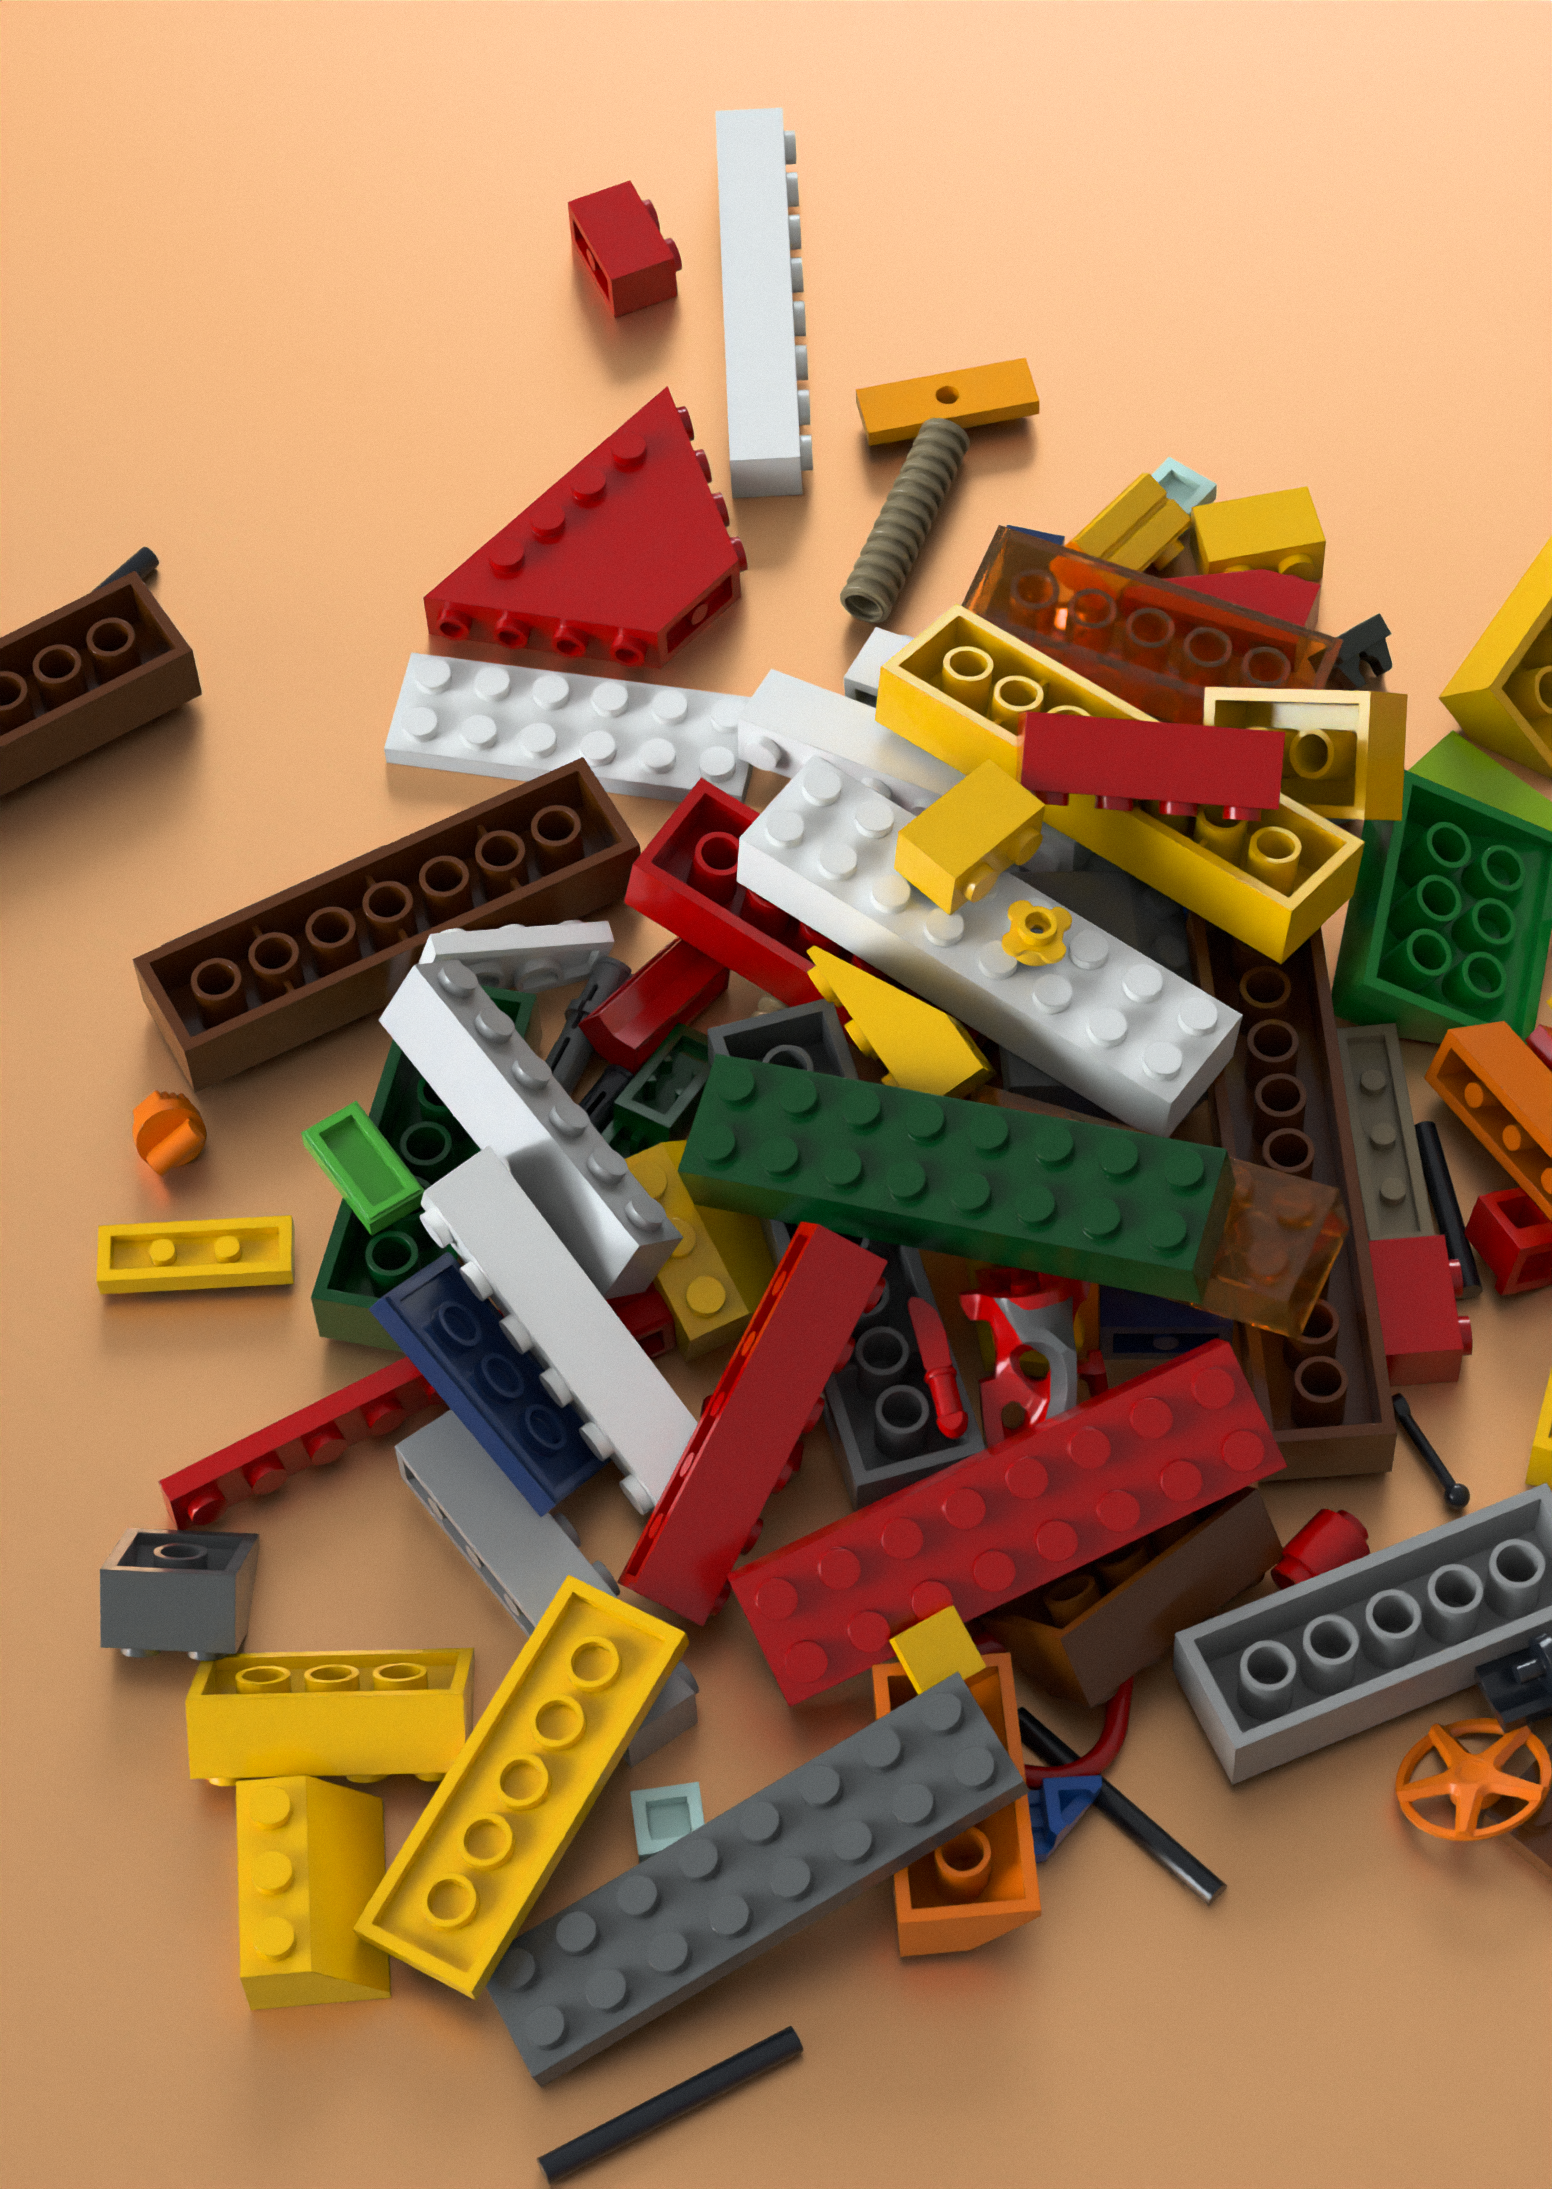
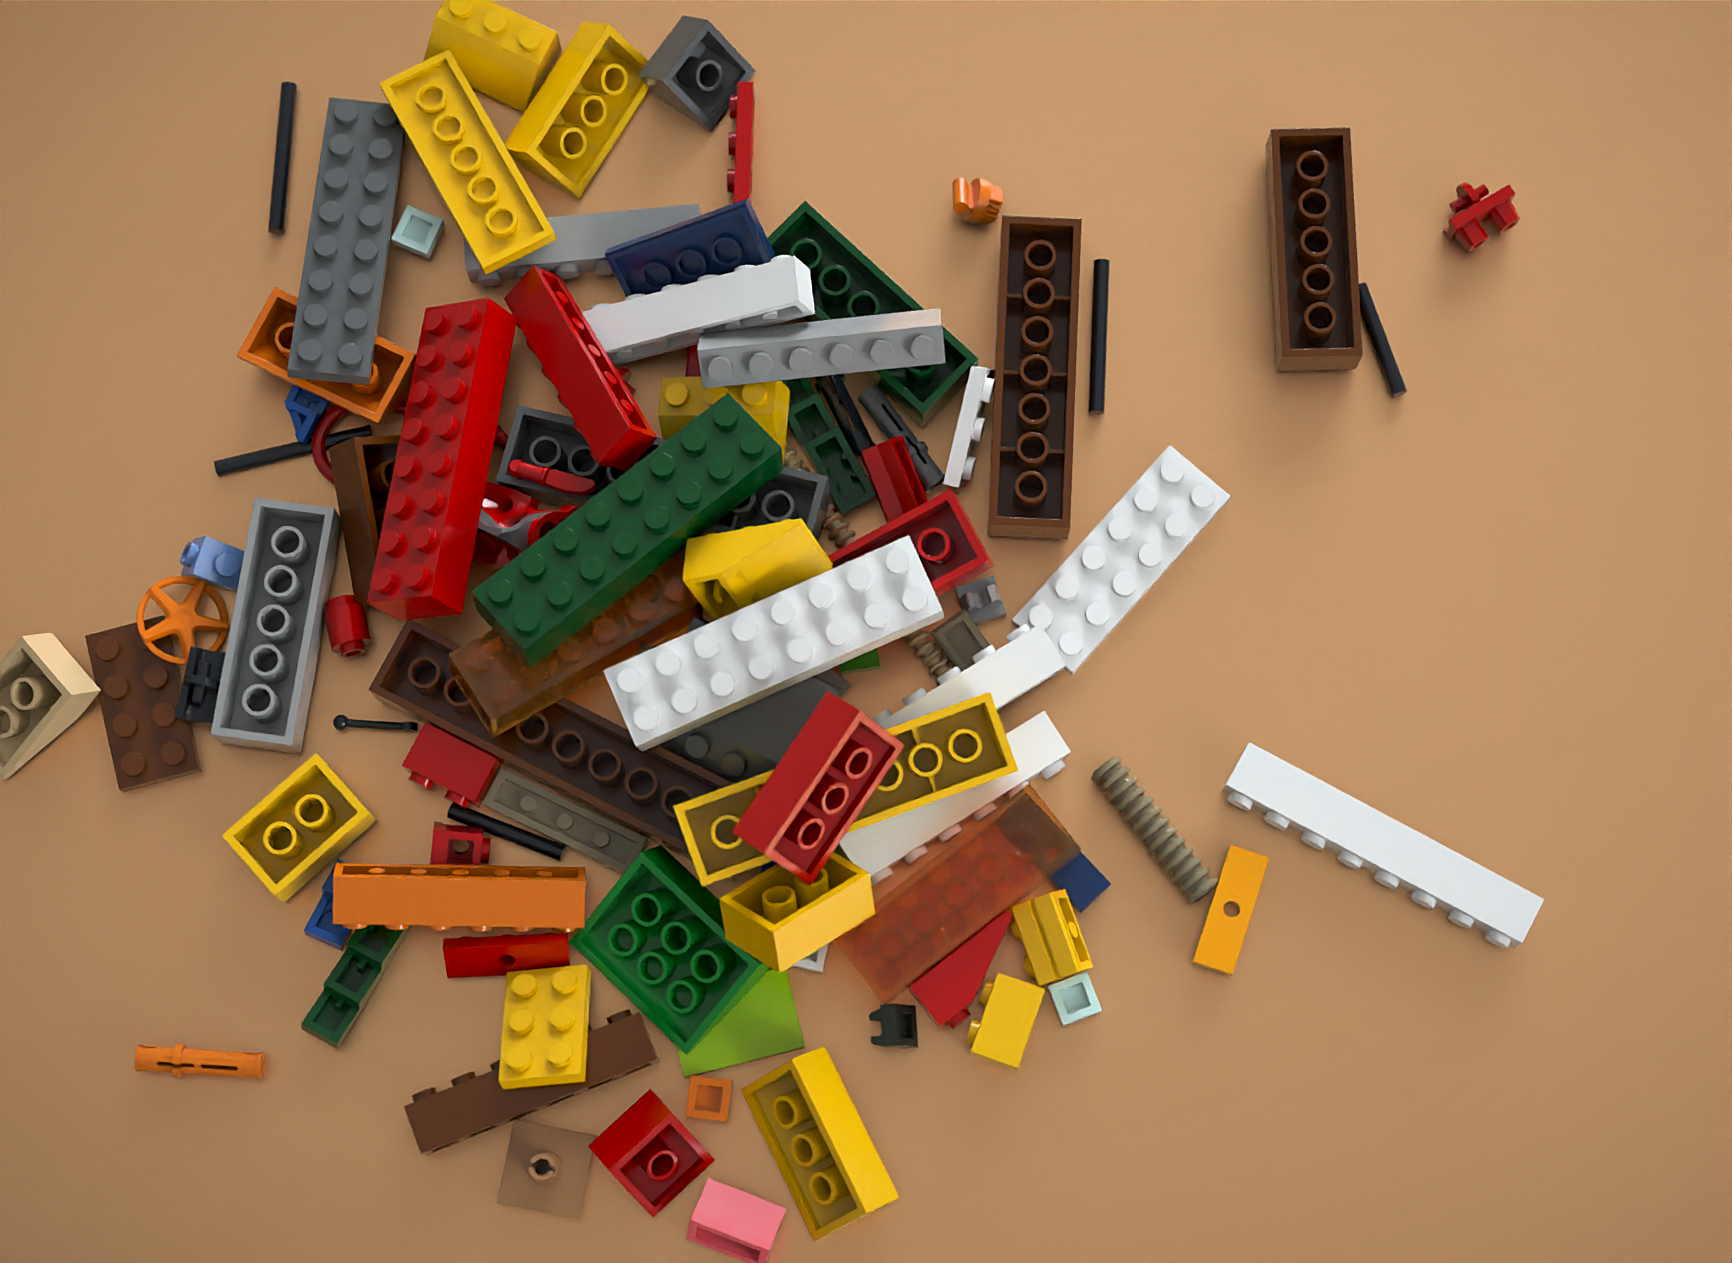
camera: 120 degrees right, 20 degrees up
(196, 1254) = (892, 177): yellow plate -> none
(363, 1167) = (864, 263): bright green tile -> none
(610, 559) = (1230, 648): red piece -> none
(624, 248) = (1473, 788): red brick -> none
(937, 1650) = (391, 379): yellow tile -> none
(970, 837) = (817, 648): yellow brick -> none
(1031, 947) = (739, 663): yellow plate -> none
(1362, 1798) = (212, 562): none -> medium blue bracket

